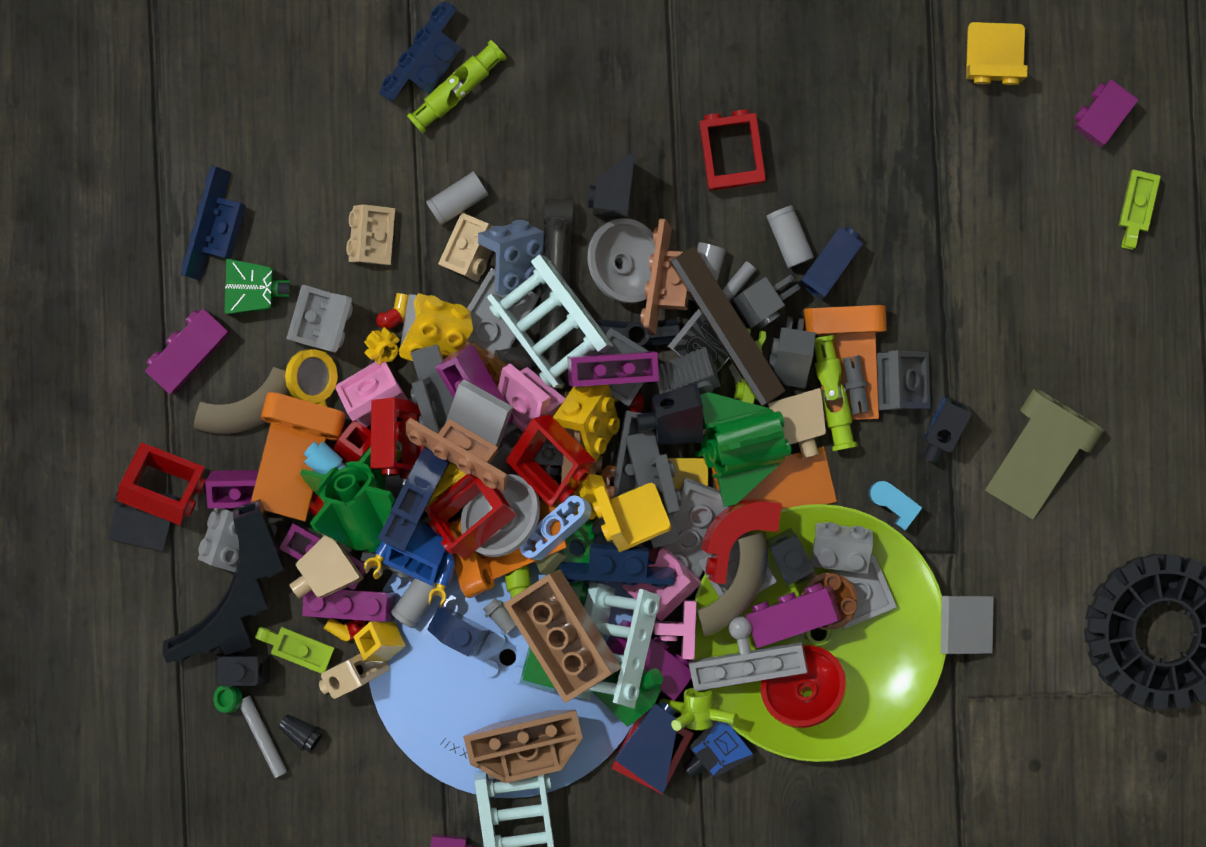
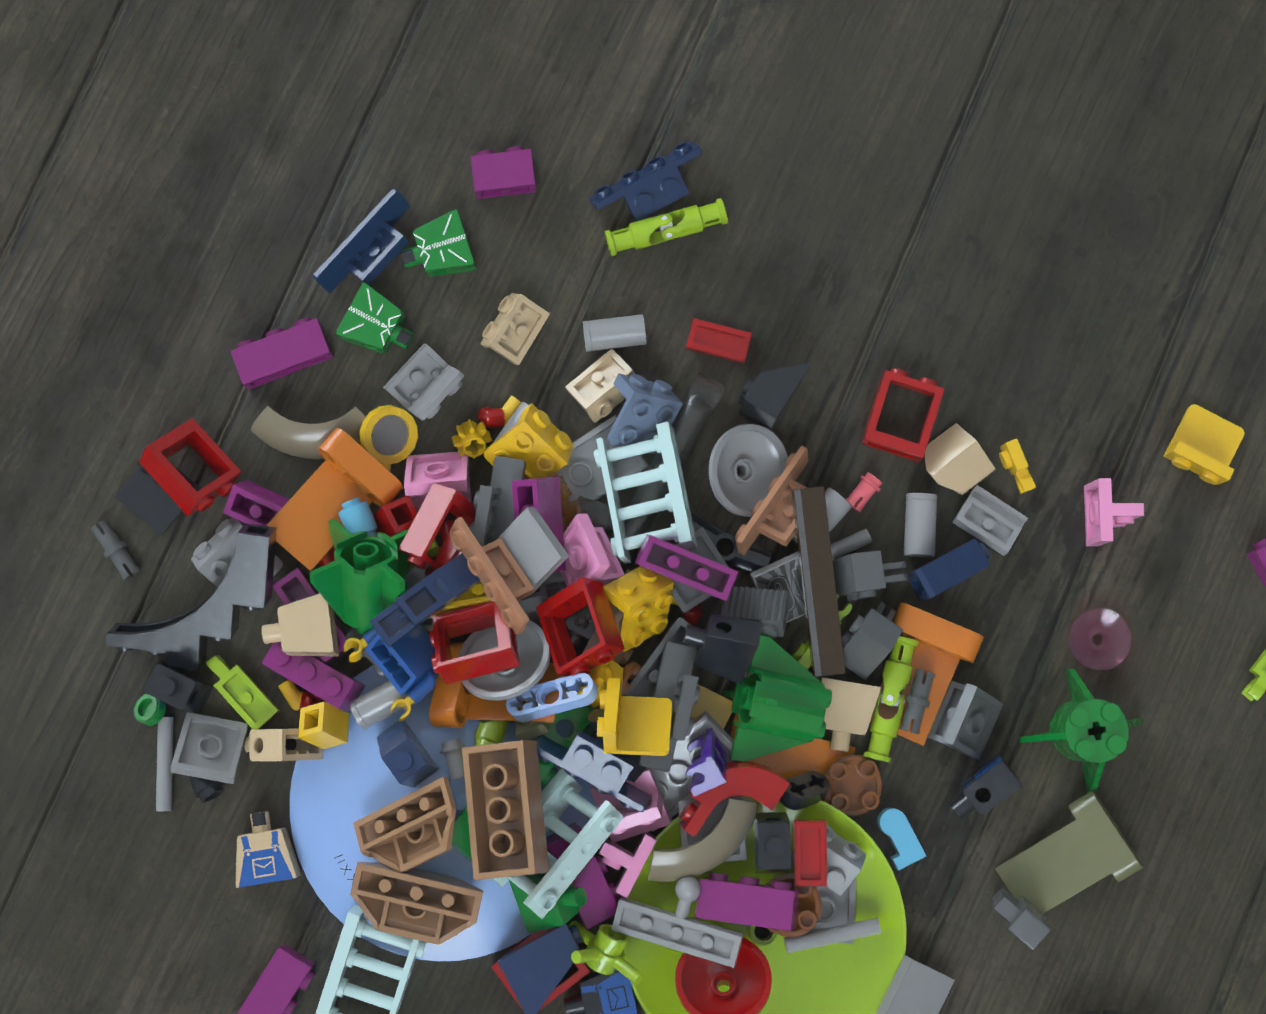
camera: 25 degrees right, 5 degrees down
(131, 582) = (115, 550): none -> dark grey pin
(275, 196) = (441, 247): none -> green torso
(294, 705) = (209, 748): none -> light grey plate
(296, 107) = (503, 173): none -> magenta brick
(382, 768) = (264, 854): none -> torso
(492, 688) = (410, 828): none -> medium nougat wedge
(547, 161) = (718, 340): none -> red tile
(710, 522) = (710, 766): none -> dark purple hinge
(729, 231) = (864, 491): none -> coral pin
(794, 167) = (957, 460): none -> tan slope
(798, 502) = (805, 790): none -> black beam
(825, 551) = (810, 853): none -> red tile
(835, 479) = (853, 784): none -> dark orange dish
(842, 143) = (1014, 460): none -> yellow plate
(846, 204) = (990, 520): none -> light grey plate
(875, 608) = (833, 935): none -> light grey piece
(937, 155) = (1103, 515): none -> bright pink bracket
(990, 338) = (1087, 730): none -> green brick
(996, 253) = (1114, 634): none -> clear pink dish
(1023, 519) = (1021, 918): none -> dark grey piece

